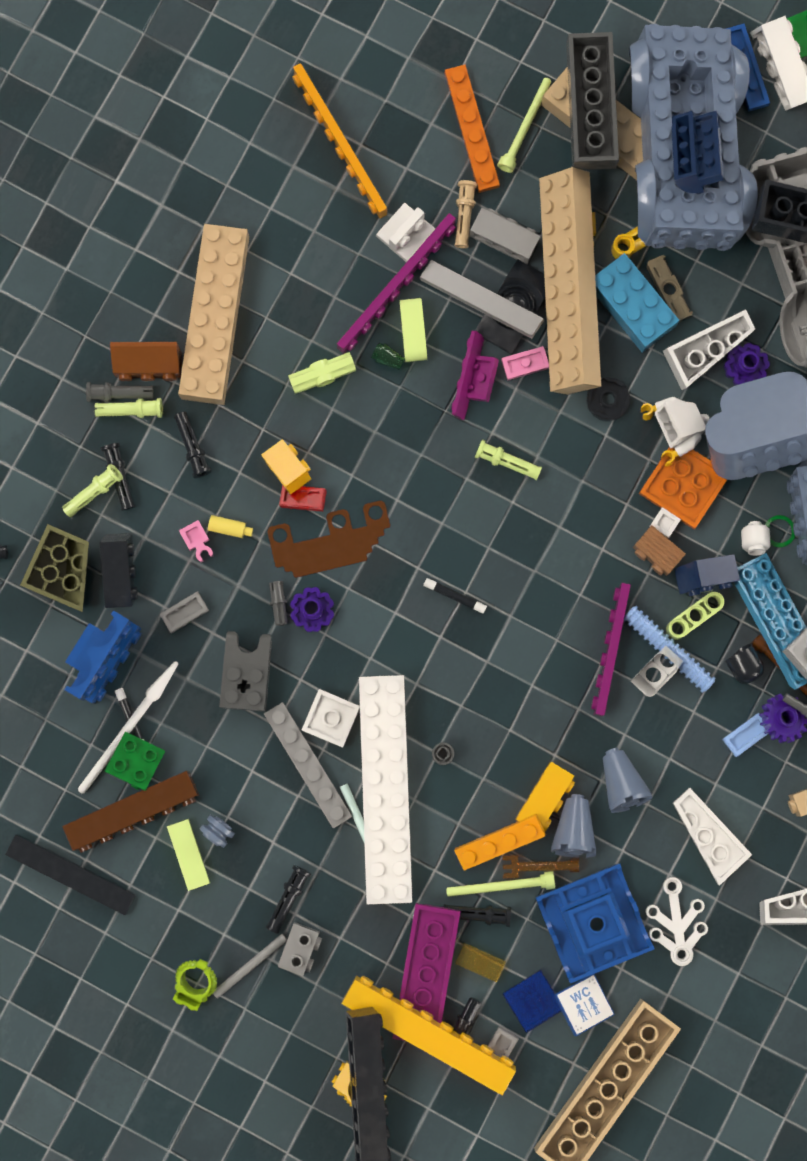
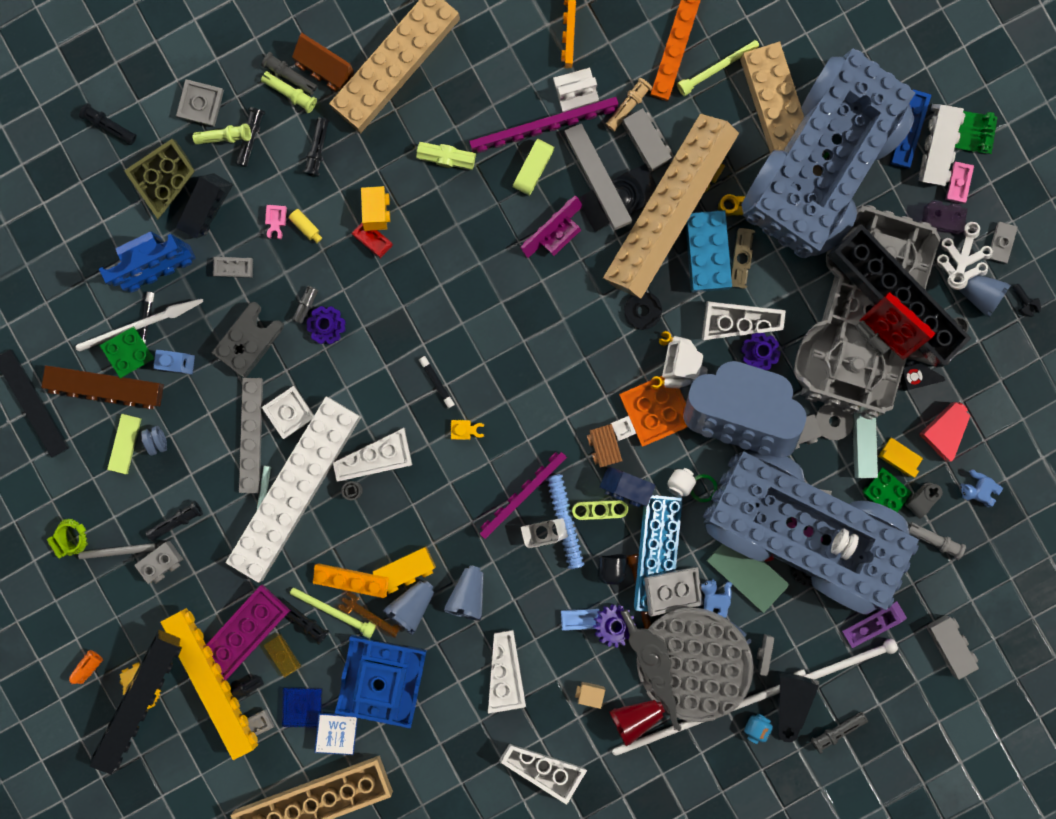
camera: 30 degrees right, 5 degrees up
(49, 474) = (200, 103): none -> light grey plate
(186, 741) = (173, 362): none -> medium blue torso
(294, 1102) = (85, 667): none -> orange hinge
(338, 549) = (367, 291): reddish brown piece -> none
(387, 356) = (501, 174): clear green cone -> none
(449, 701) = (380, 456): none -> white wing
(497, 457) = (534, 300): yellowish green pin -> none
(511, 625) = (462, 429): none -> yellow plate
(525, 363) = (599, 245): bright pink plate -> none
(592, 101) = (775, 80): dark grey brick -> none
(677, 925) = (440, 722): white plant -> none
(696, 151) = (824, 168): dark blue brick -> none

